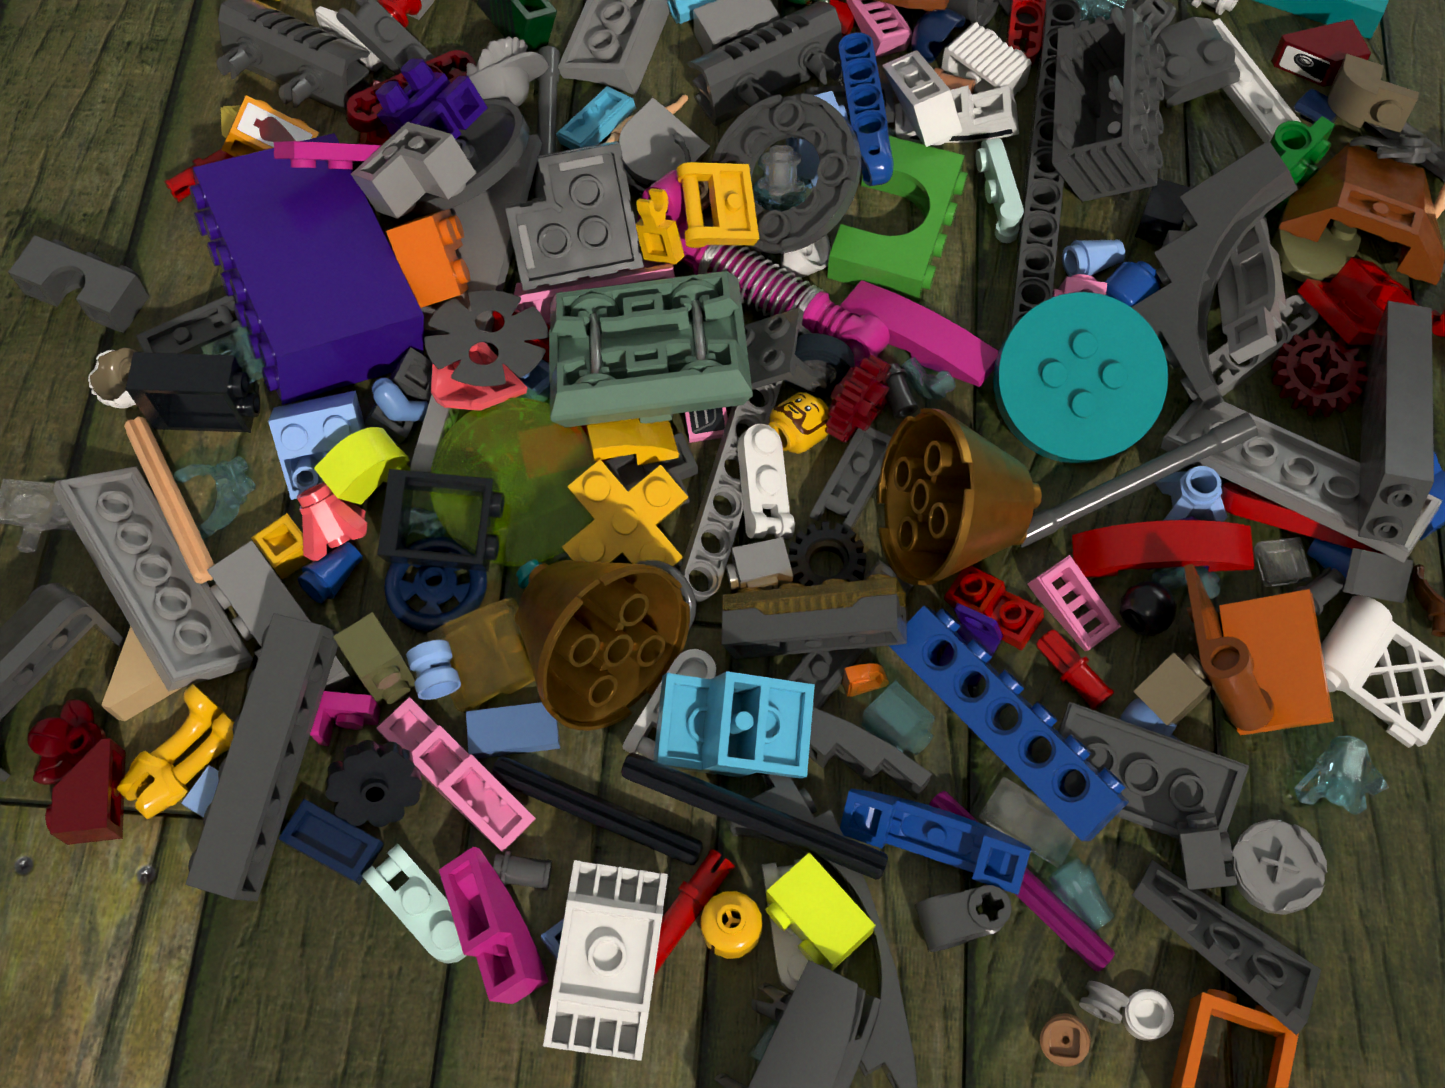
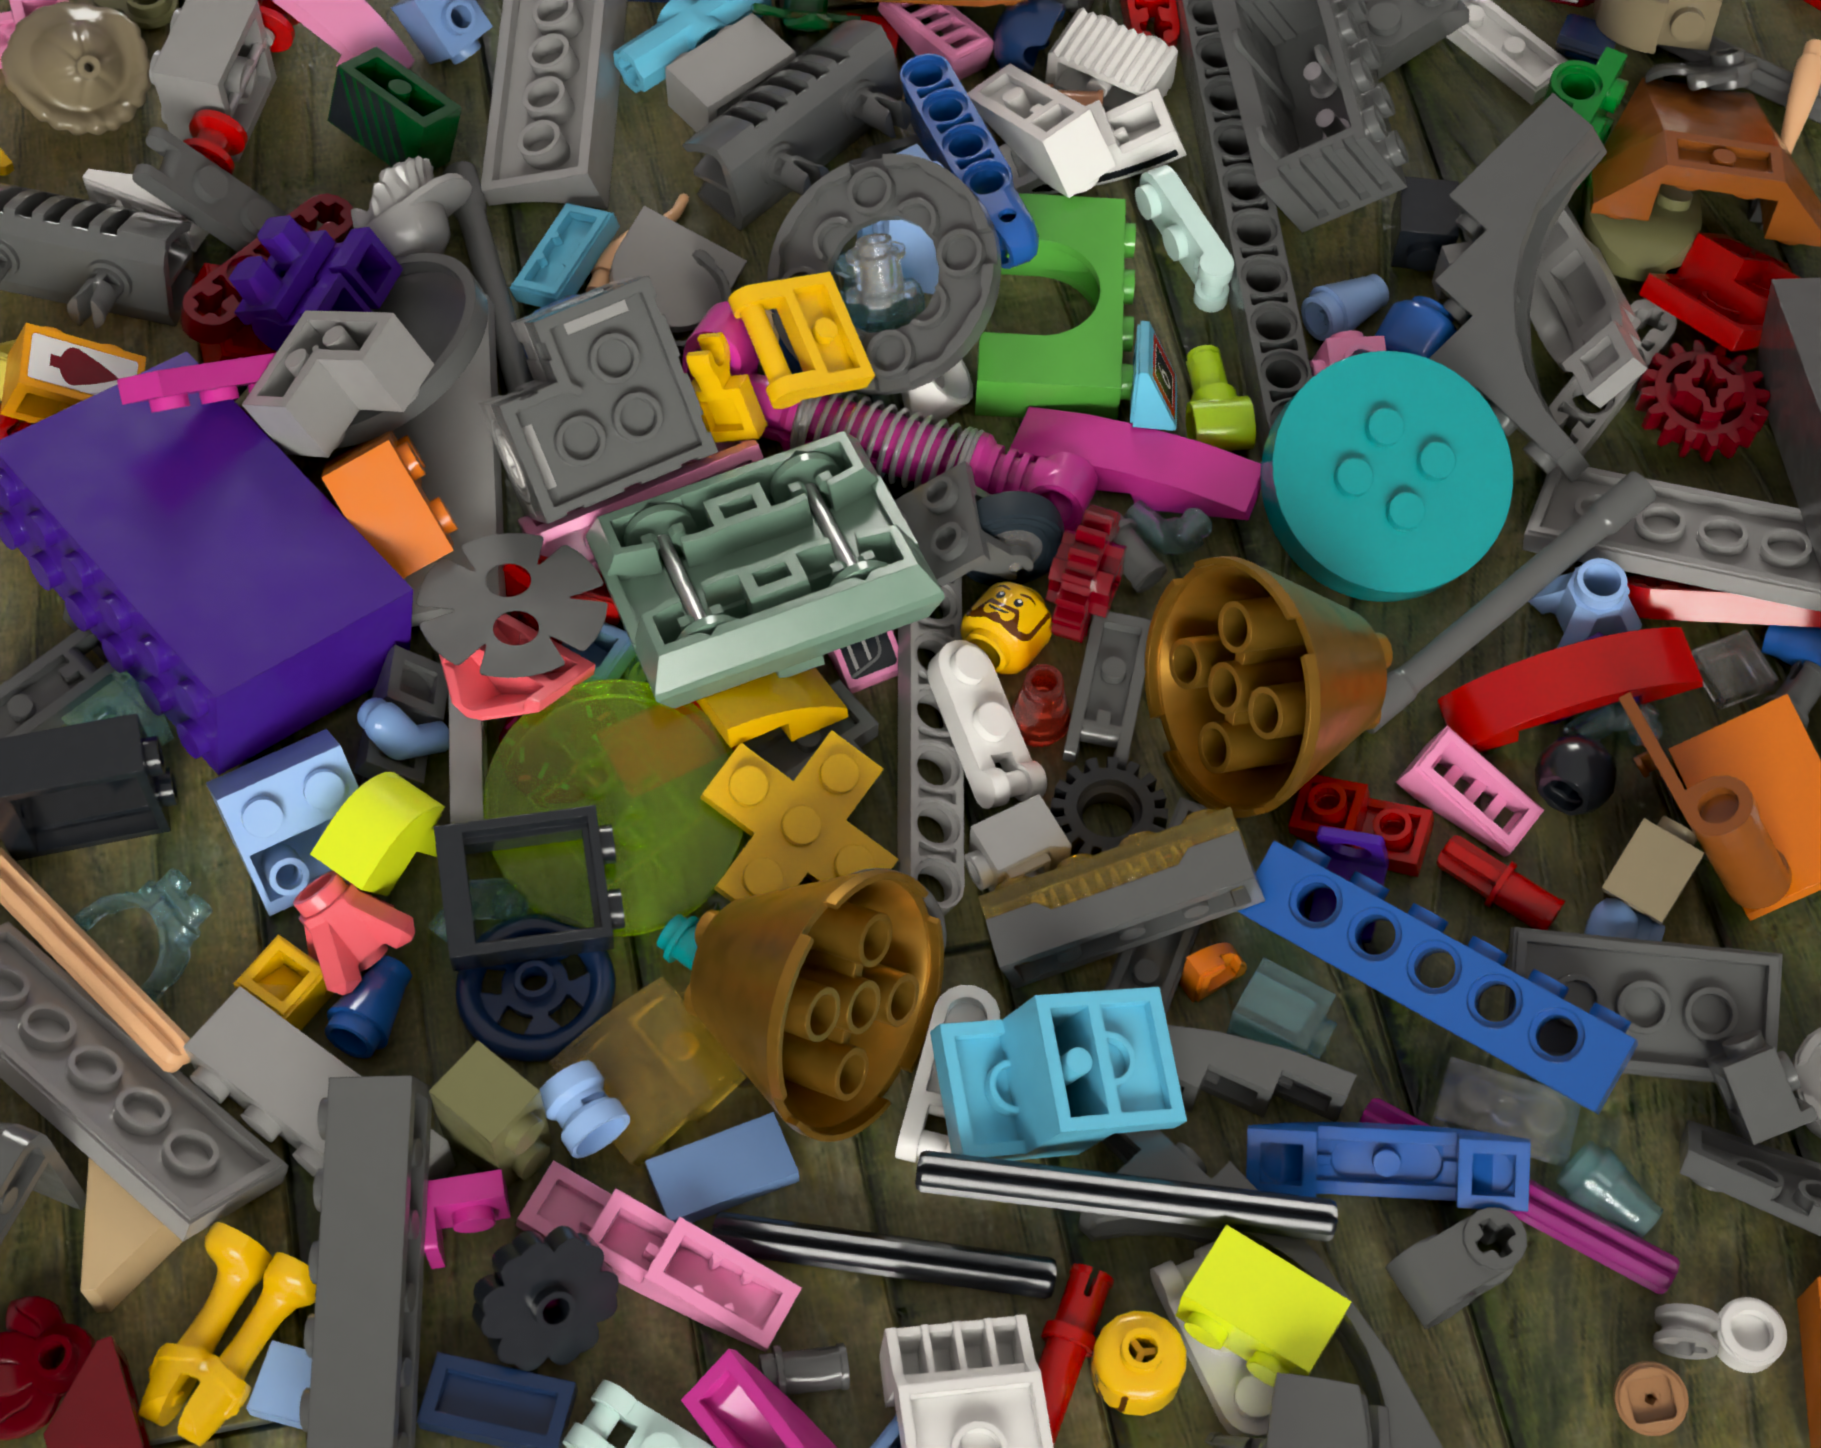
camera: 20 degrees left, 5 degrees down
(805, 480) = (1042, 706): none -> clear red cone
(944, 281) = (1154, 383): none -> medium azure slope
(984, 312) = (1215, 411): none -> lime pin

